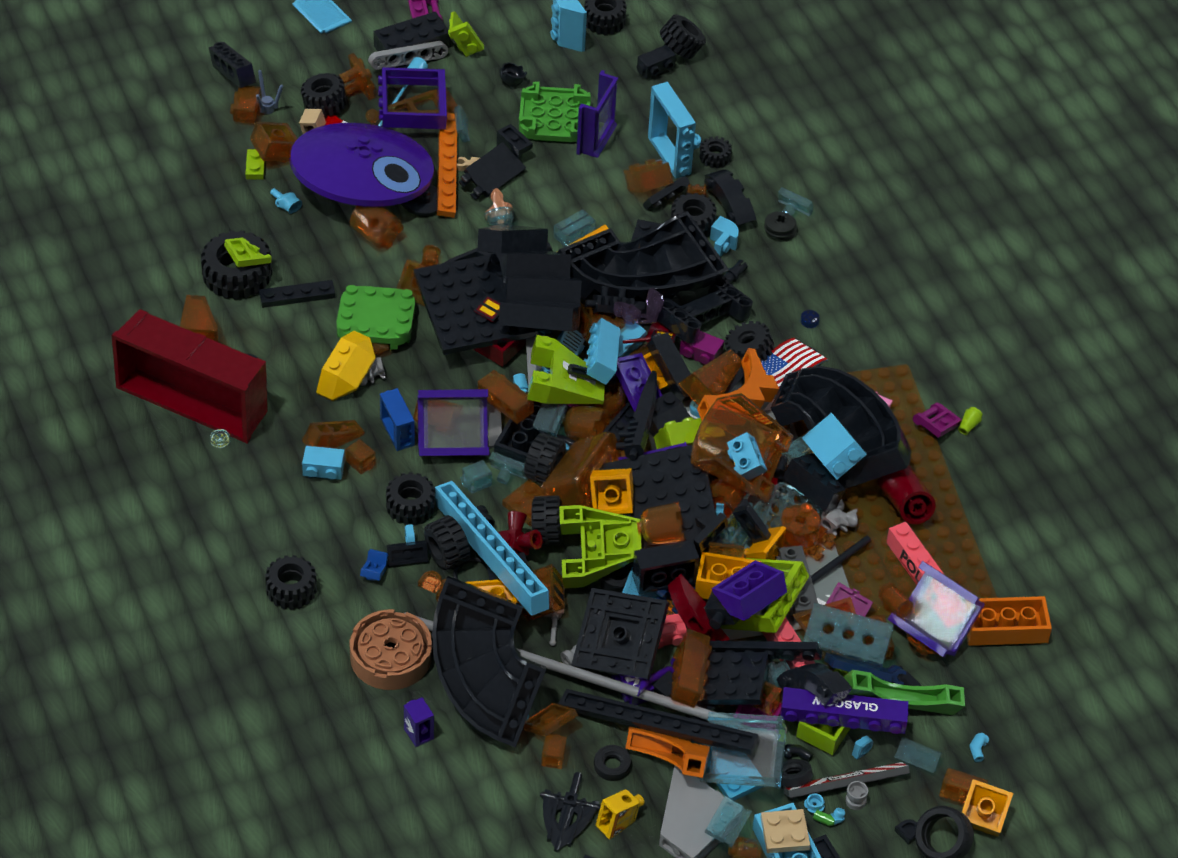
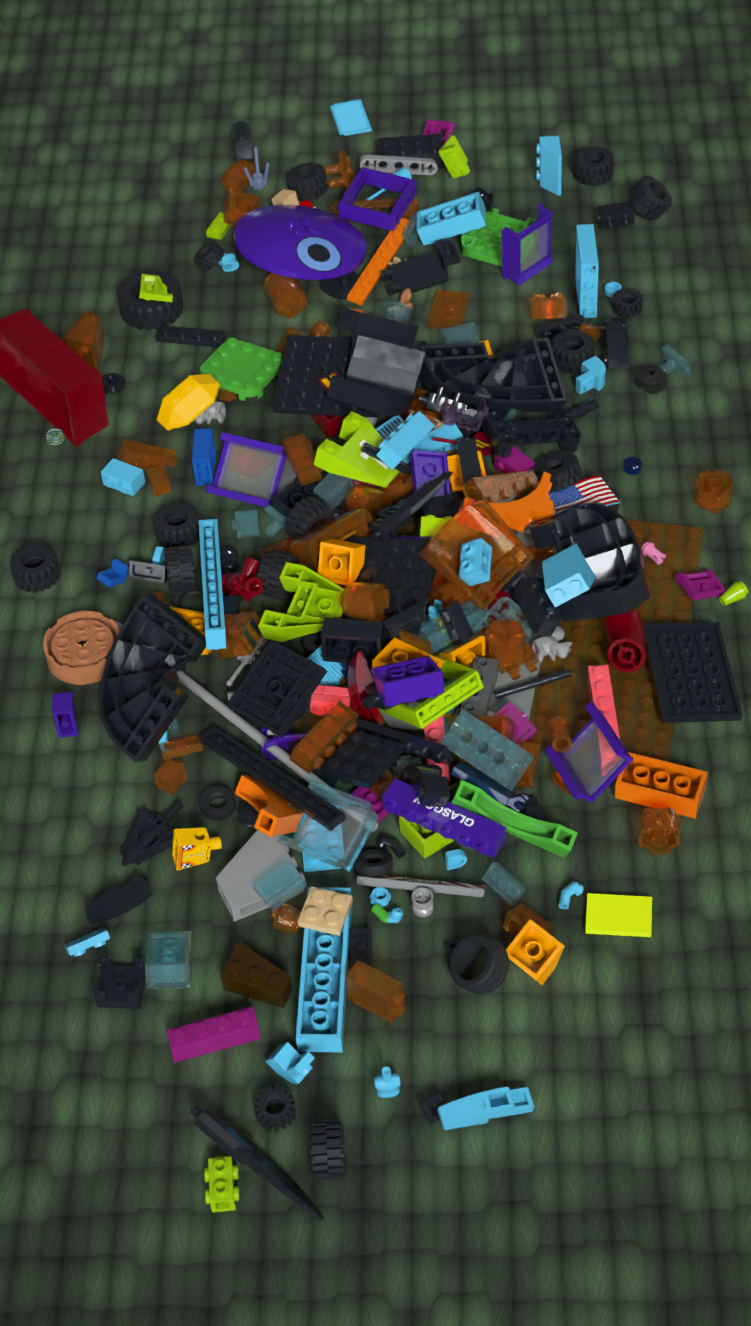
camera: 30 degrees right, 0 degrees up
(269, 200) = (209, 255): none -> black tyre
(501, 103) = (451, 218): none -> medium azure brick
(544, 201) = (448, 309): none -> clear orange tile
(649, 765) = (247, 814): none -> black piece
(901, 324) = (713, 490): none -> clear orange brick
(977, 507) = (691, 673): none -> black plate
(1029, 663) = (659, 830): none -> clear orange brick
(1030, 751) = (619, 915): none -> neon yellow tile

